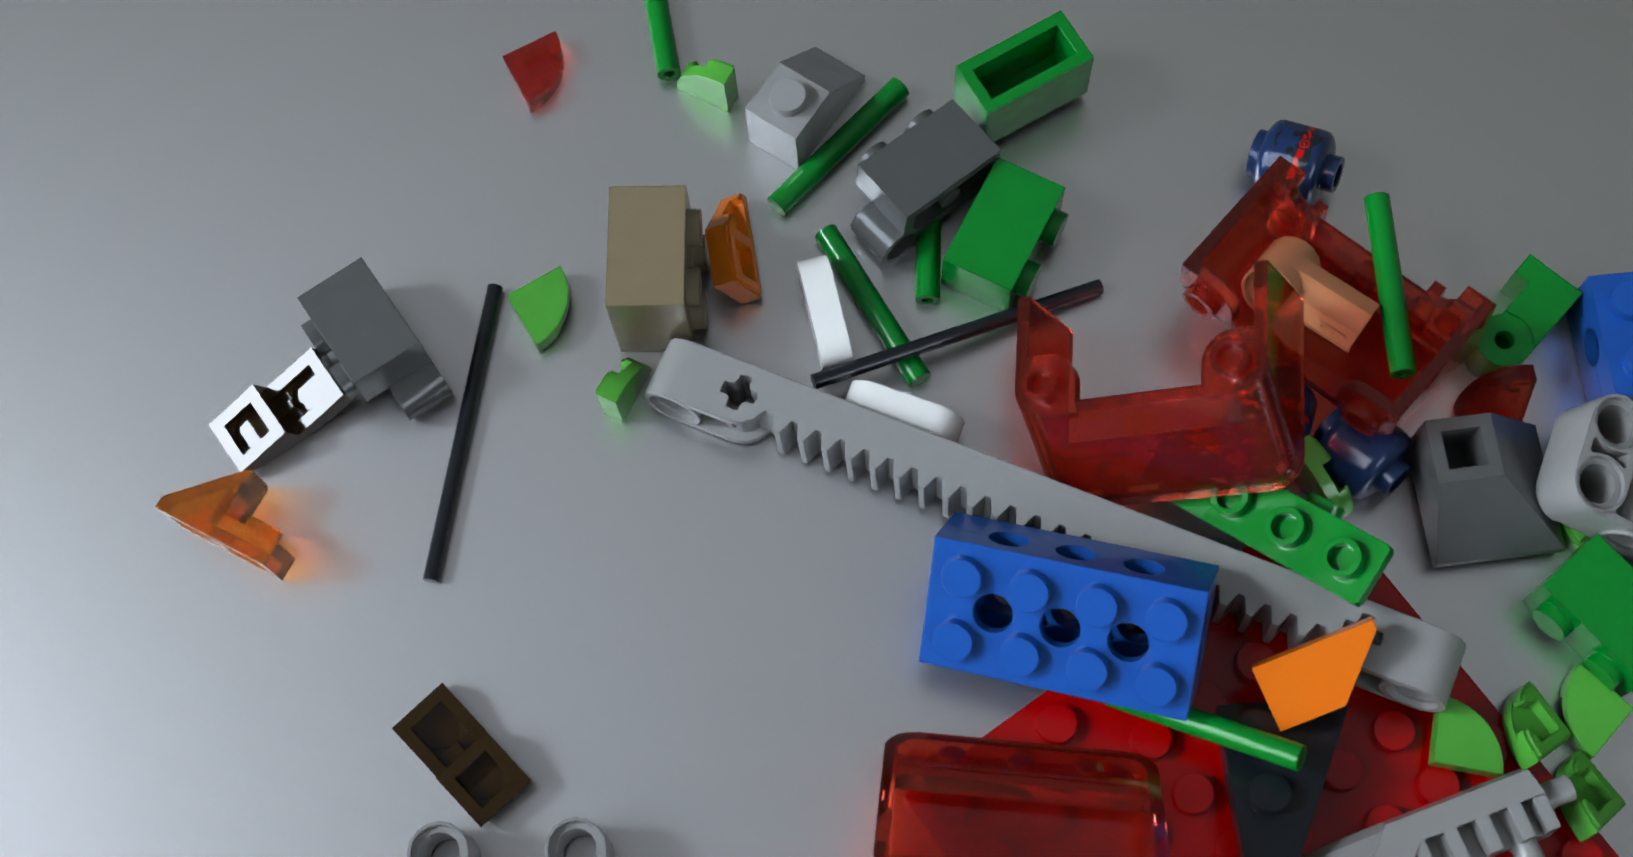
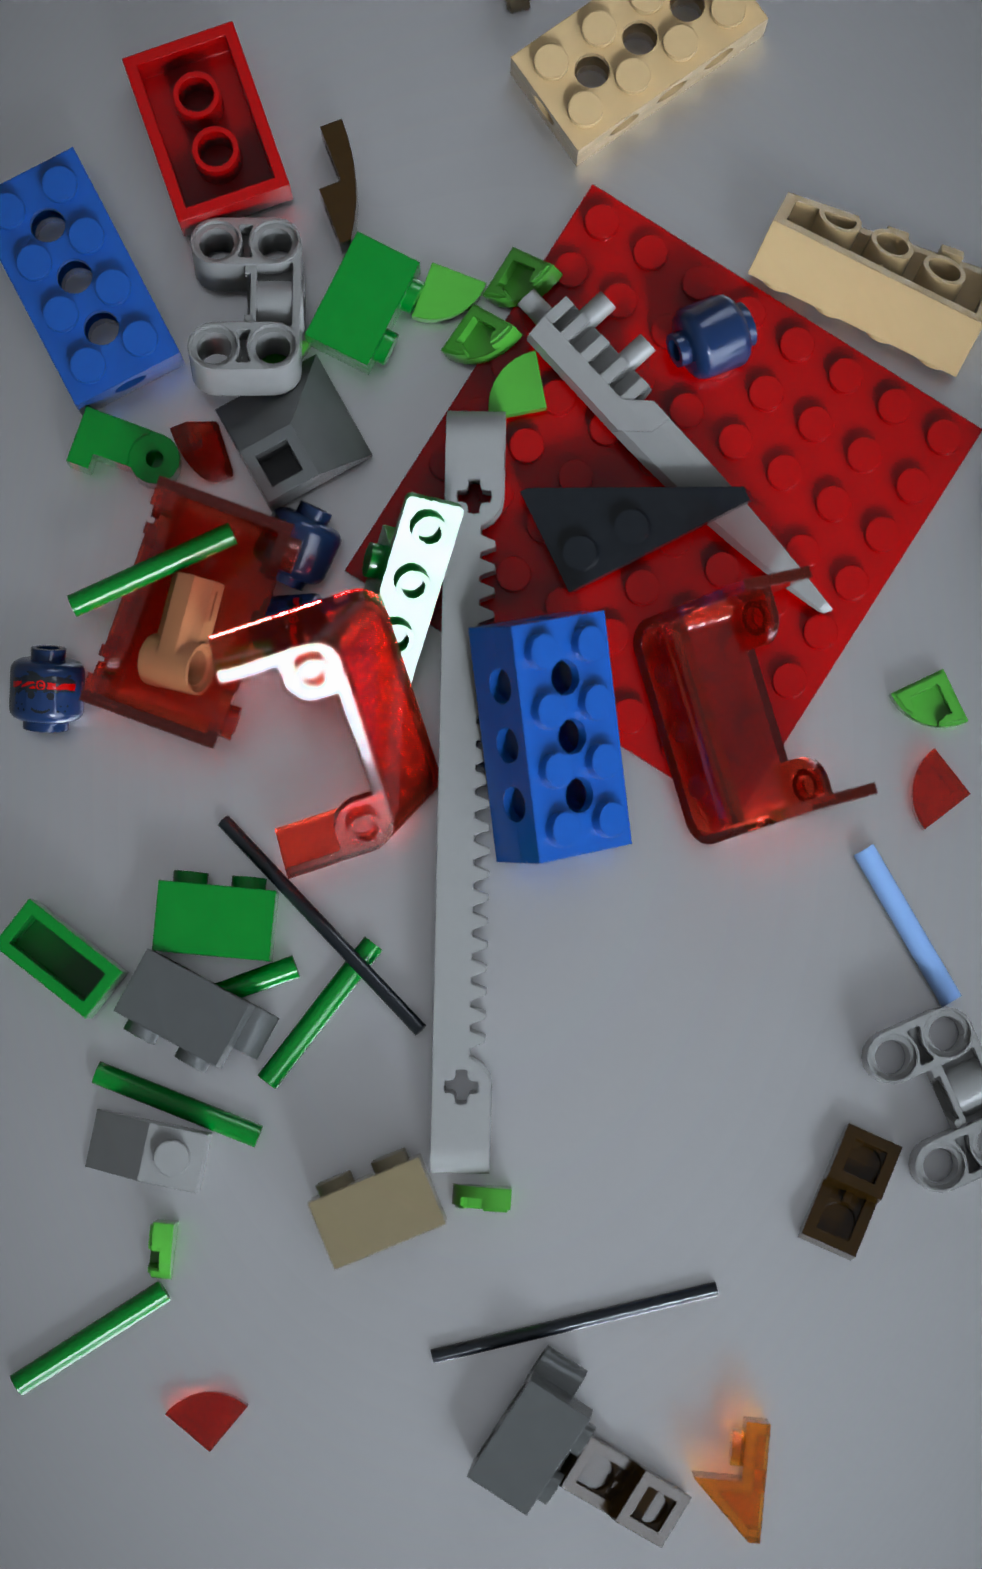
camera: 120 degrees left, 15 degrees up
(543, 306) = (436, 1302): bright green tile -> none
(733, 251) = (317, 1155): orange tile -> none
(824, 311) = (348, 1048): white beam -> none
(907, 408) = (418, 943): white beam -> none
(1233, 736) = (597, 559): green piece -> none
(1315, 674) = (525, 523): orange tile -> none
(1316, 479) = (330, 582): bright green tile -> none

